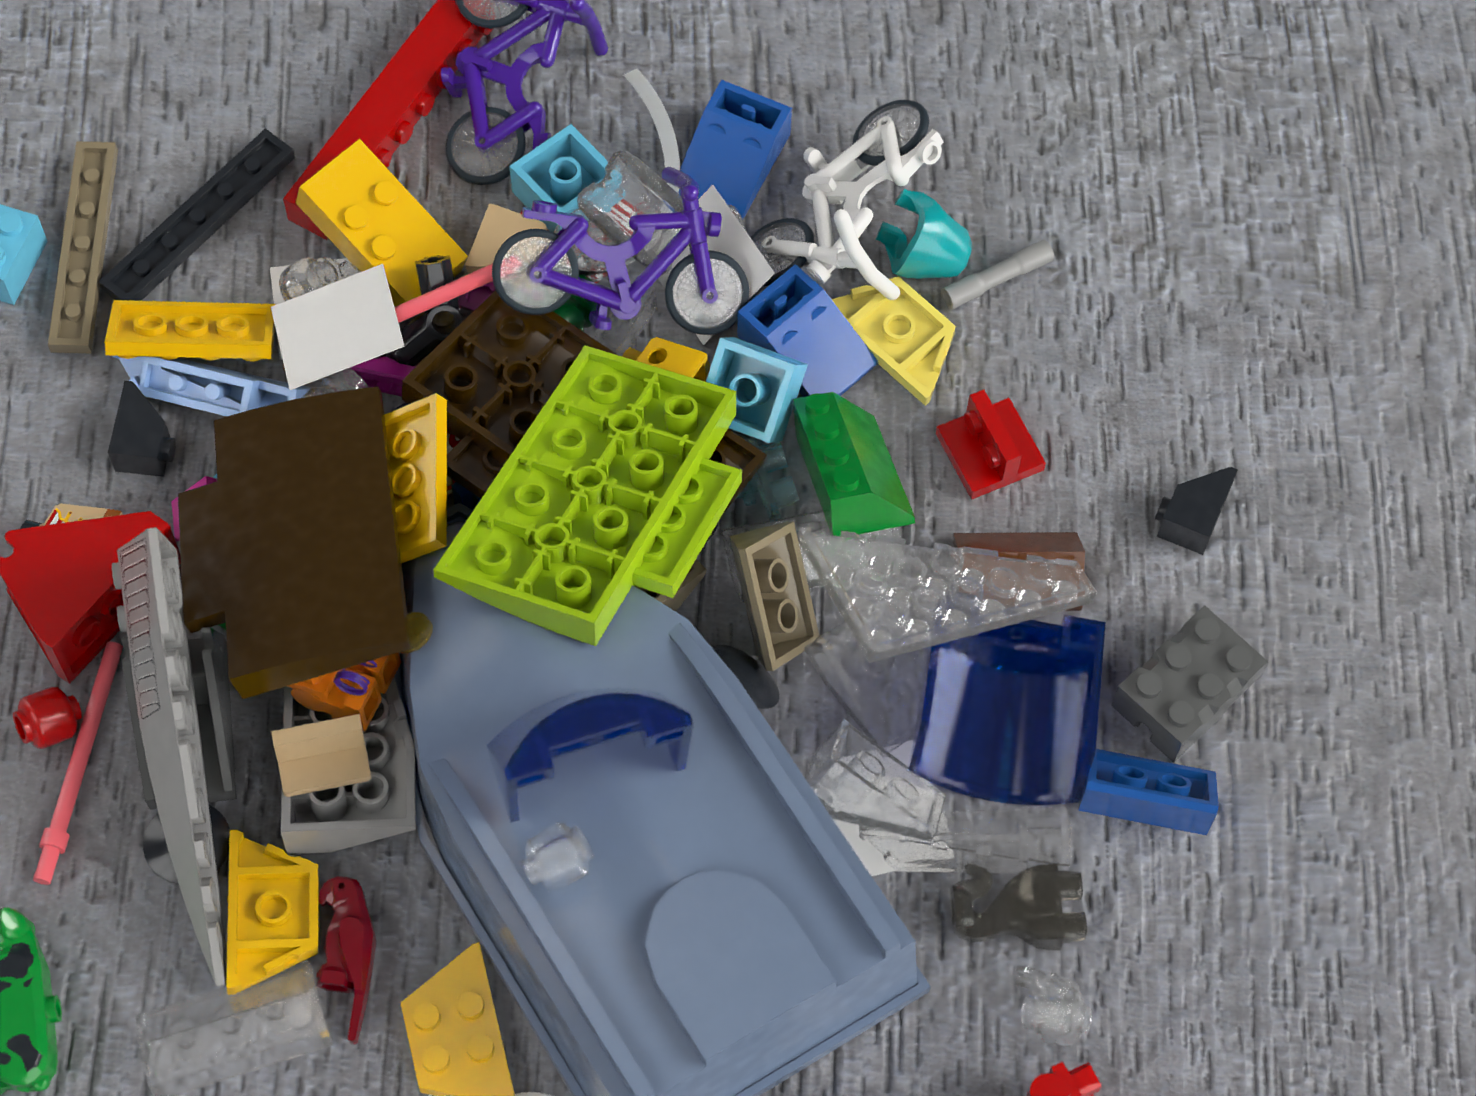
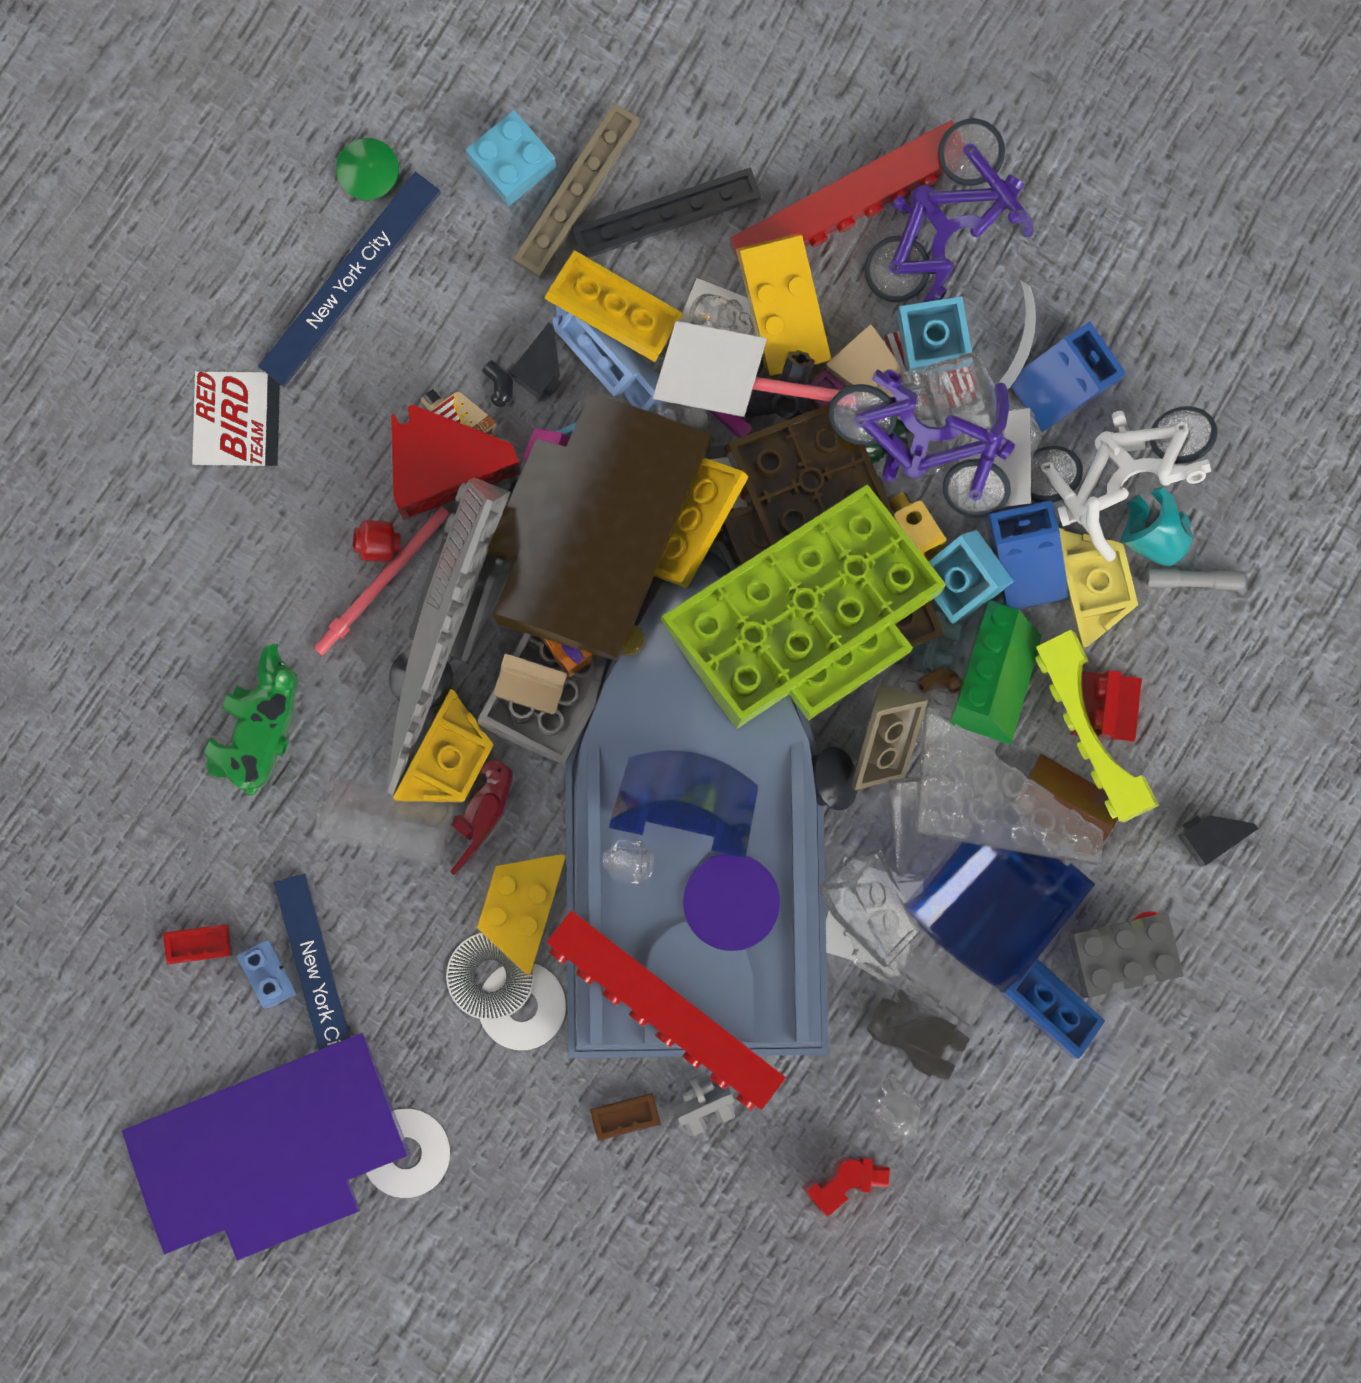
camera: 30 degrees right, 20 degrees up
(106, 477) = (502, 384): none -> black arm
(706, 999) = (666, 1010): none -> red brick
(708, 837) = (731, 902): none -> dark purple sticker
(796, 508) = (939, 677): none -> reddish brown arm
(1073, 505) = (1064, 662): none -> neon yellow arch

